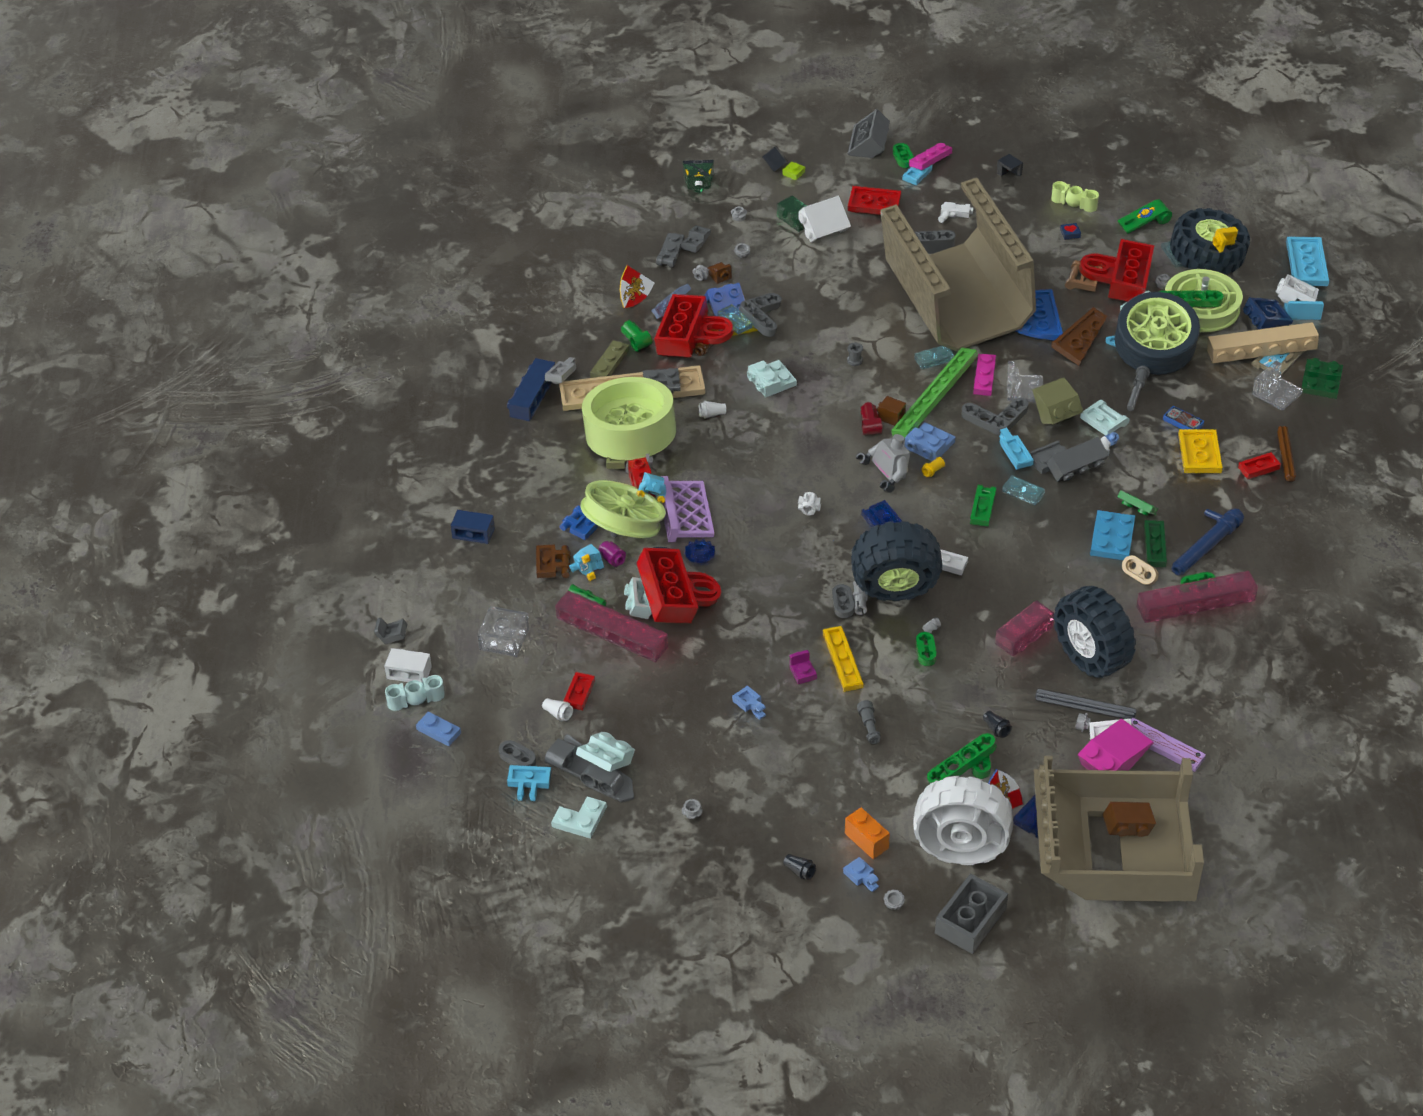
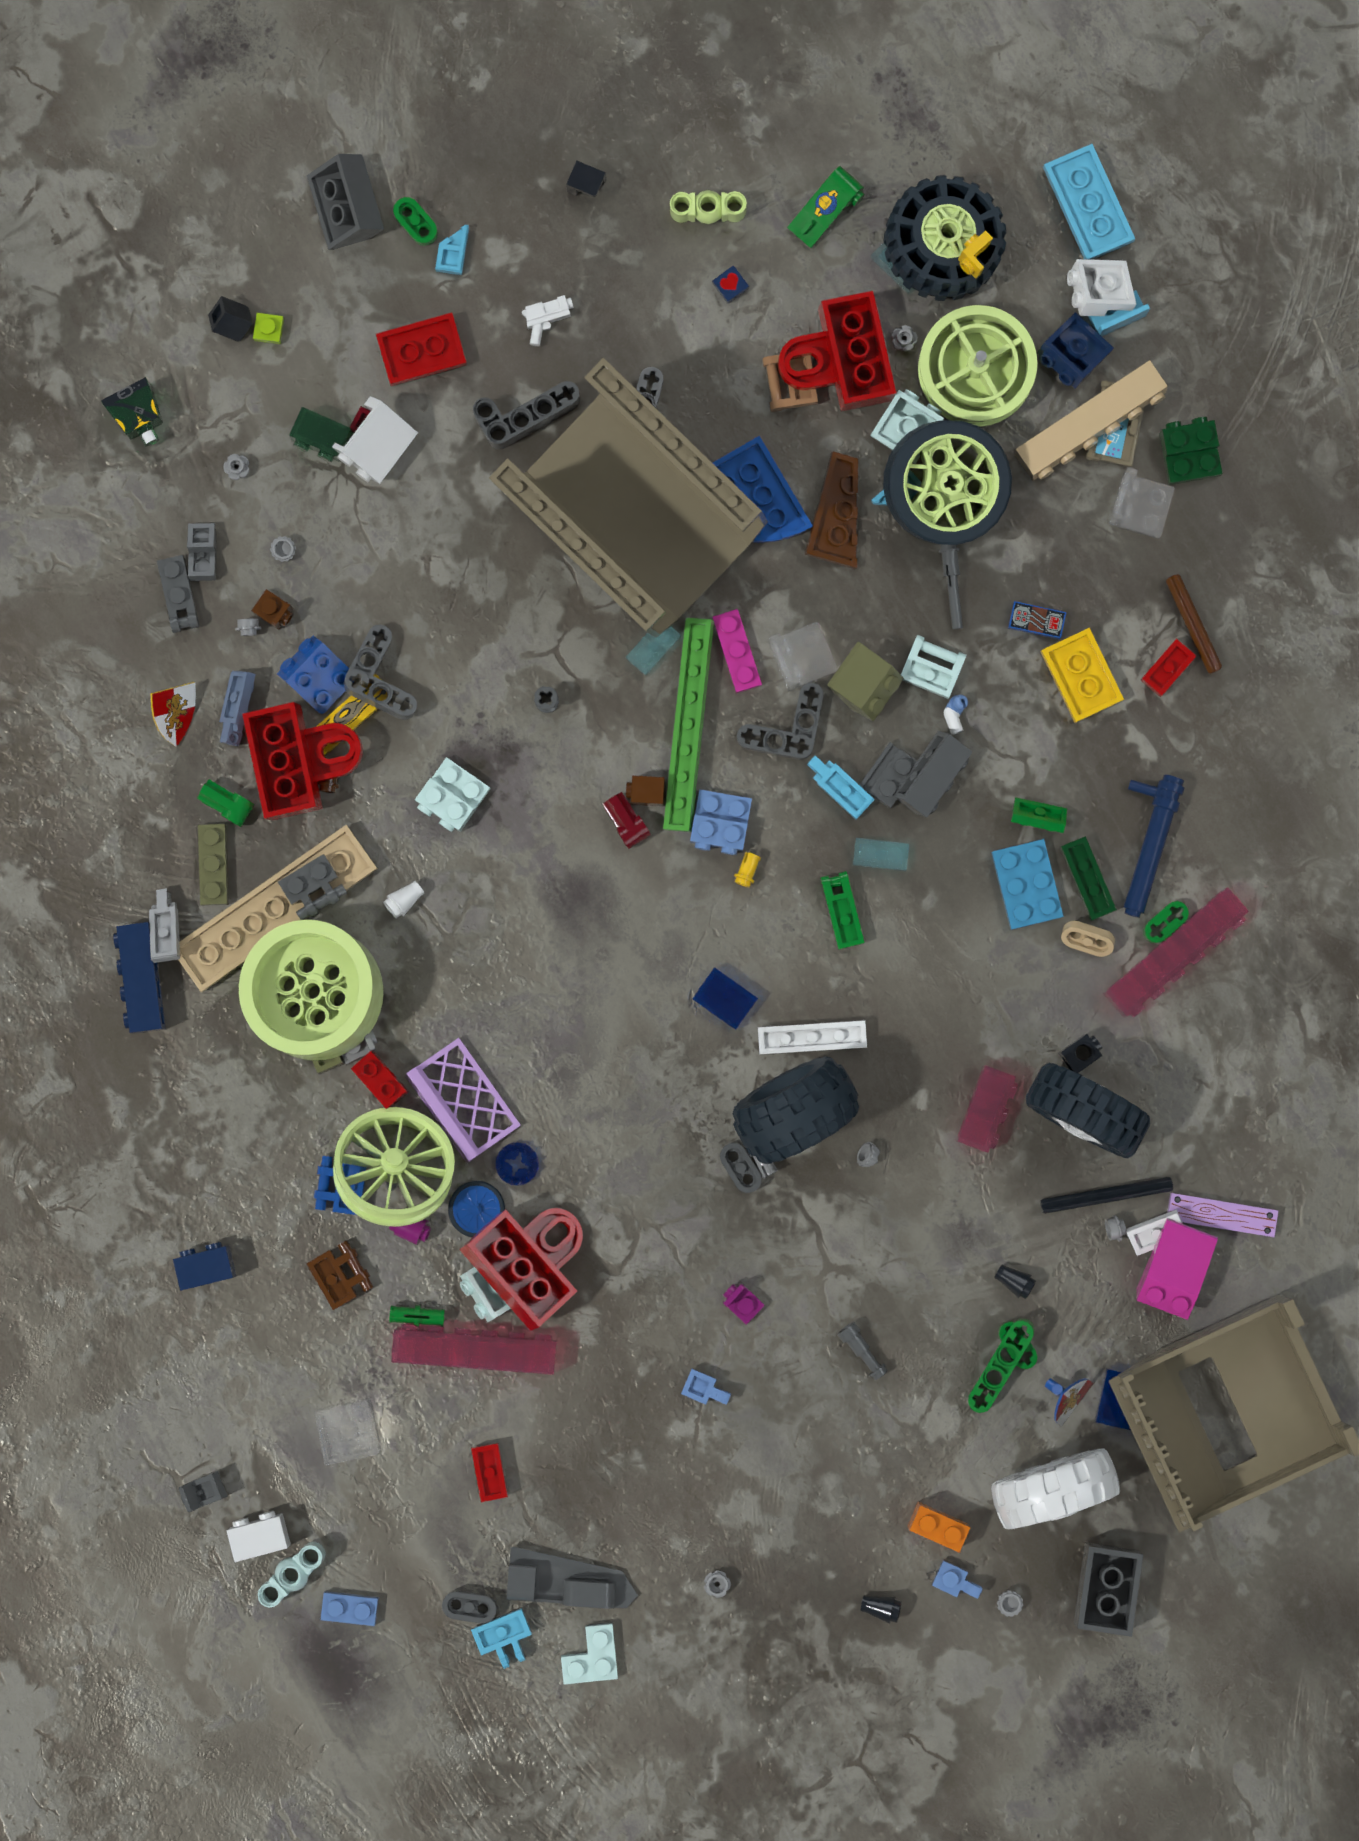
camera: 25 degrees left, 40 degrees up
(559, 709) = (480, 1513): white cone -> none
(587, 561) = (385, 1259): medium azure piece -> none
(606, 751) = (576, 1560): light aqua plate -> none
(654, 484) = (410, 1106): medium azure piece -> none
(739, 320) = (349, 712): clear light blue plate -> none
(809, 503) = (620, 1020): white gear -> none
(842, 658) = (782, 1259): yellow tile -> none
(890, 458) = (692, 893): light grey torso -> none
(929, 648) = (883, 1193): green beam -> none
(930, 156) = (458, 207): dark pink plate -> none
(1129, 818) = (1239, 1383): reddish brown brick -> none
(1209, 298) = (967, 395): green beam -> none

